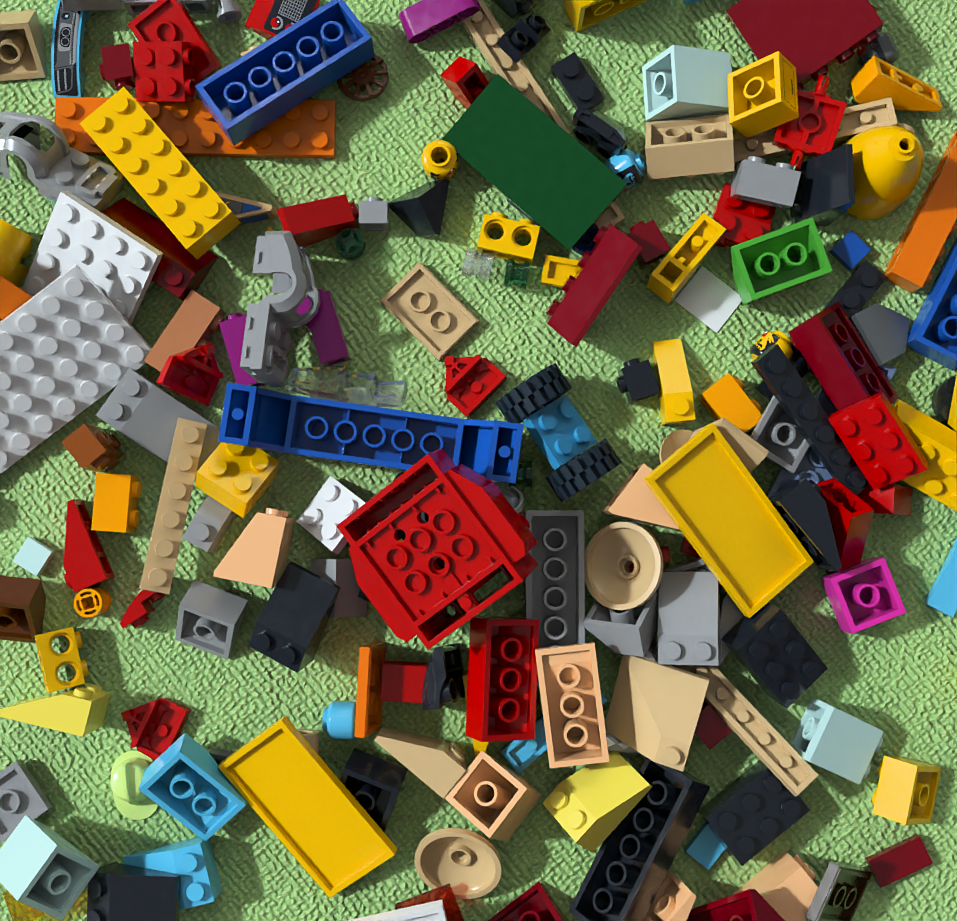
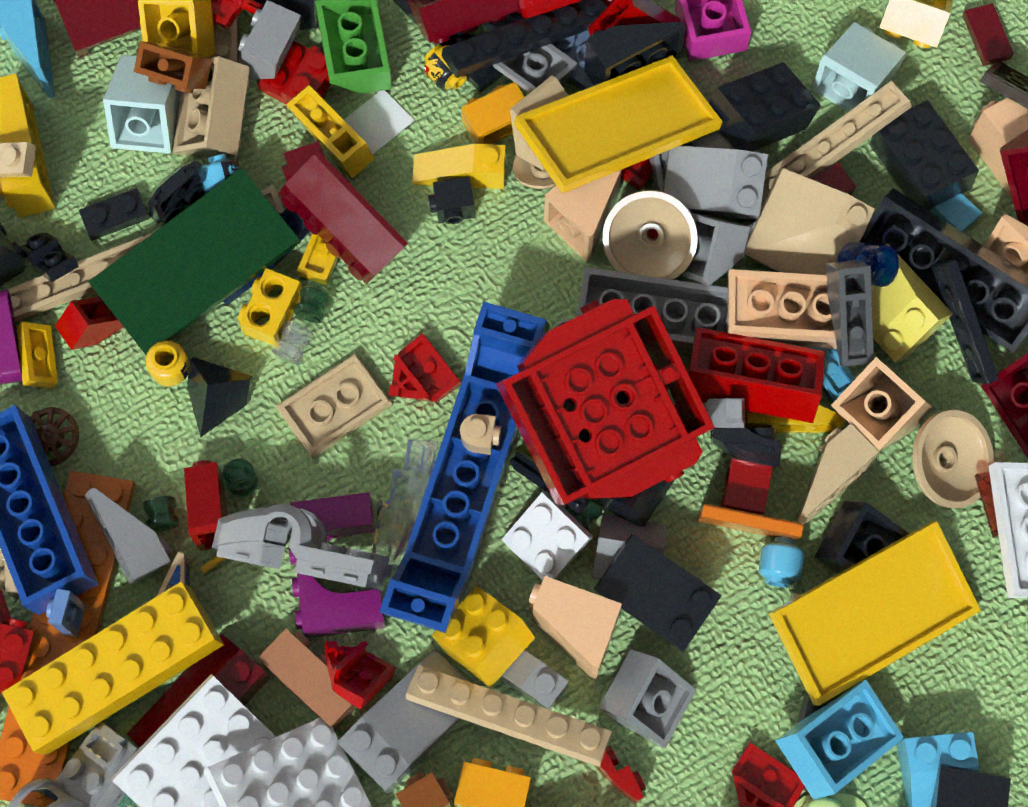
camera: 80 degrees left, 15 degrees down
(198, 123) = (65, 612): none -> medium blue plate
(276, 164) = (132, 542): none -> light grey slope
(307, 184) = (161, 513): none -> clear green wheel
(374, 214) = (212, 444): light grey plate -> none
(406, 442) = (480, 433): none -> tan plate
(432, 48) = (37, 355): none -> yellow plate
(457, 656) = (726, 412): none -> light grey piece
(558, 431) = (532, 265): plate -> none
(572, 760) = (851, 311): none -> dark grey slope
(588, 864) = (964, 321): none -> black tile
(625, 770) = (880, 257): none -> clear blue wheel
(716, 99) = (172, 65): none -> dark orange brick

